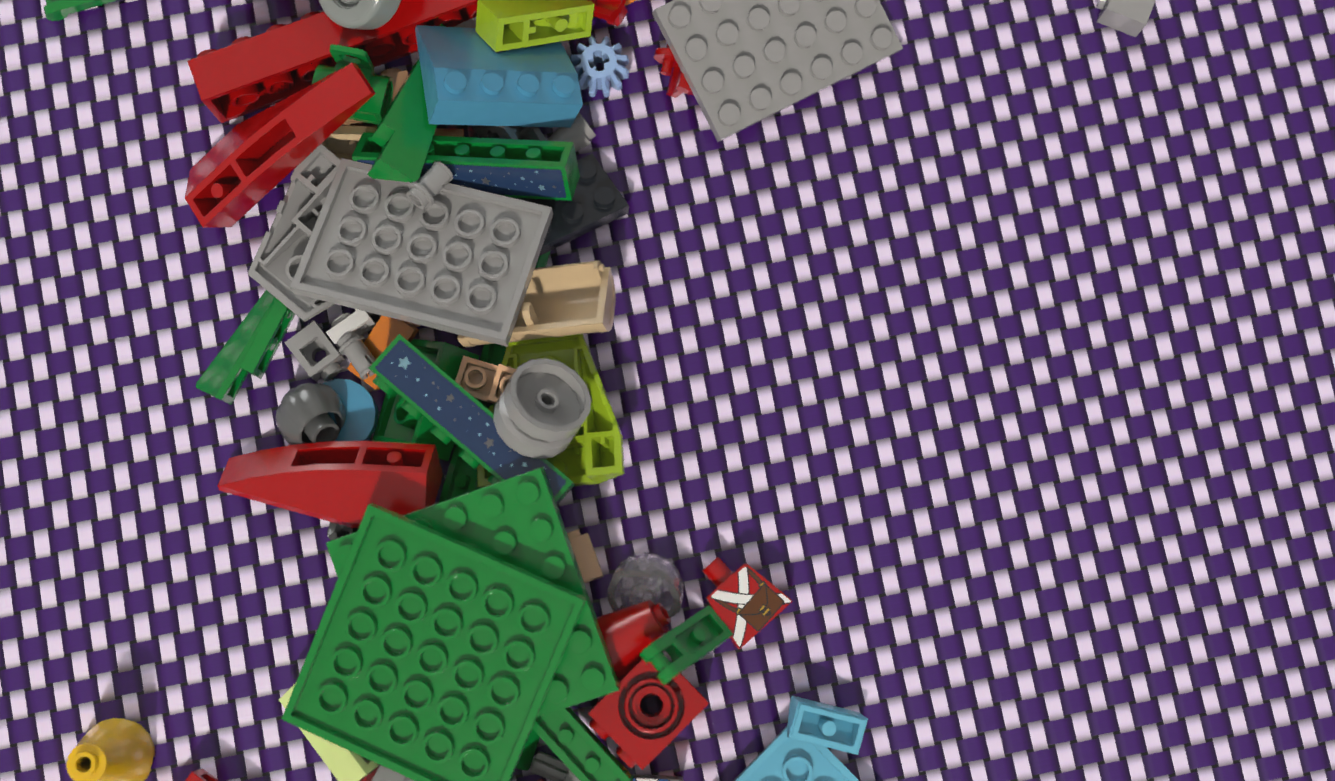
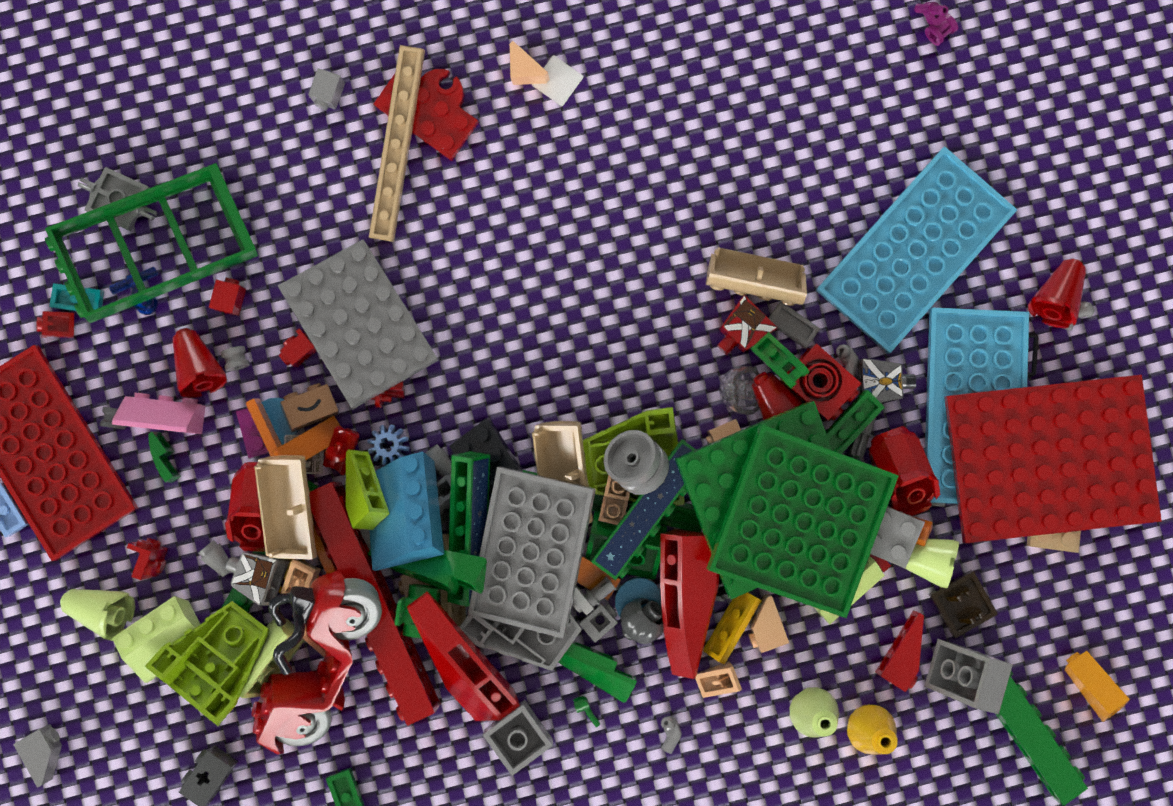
camera: 85 degrees left, 5 degrees up
(141, 453) = (672, 732): none -> light grey arm
(148, 669) = (814, 712): none -> yellowish green cone
(157, 224) = (518, 738): none -> light grey brick
(198, 322) = (582, 704): none -> green hand
(212, 525) = (718, 680): none -> light nougat slope
(282, 604) = (767, 627): none -> light nougat slope
(288, 549) = (731, 627): none -> yellow plate
(429, 185) = (487, 550): light grey pin -> none
(685, 762) = (848, 358): none -> light grey arm
(743, 678) = (793, 325): none -> light grey tile
(820, 624) = (757, 276): none -> tan container
(825, 725) = (820, 269): medium azure slope -> none
(1044, 101) = (397, 143): none -> tan tile
(1093, 152) = (438, 112): none -> red plate
(1133, 344) = (561, 81): none -> white sticker
(1151, 290) = (524, 68): none -> light nougat slope

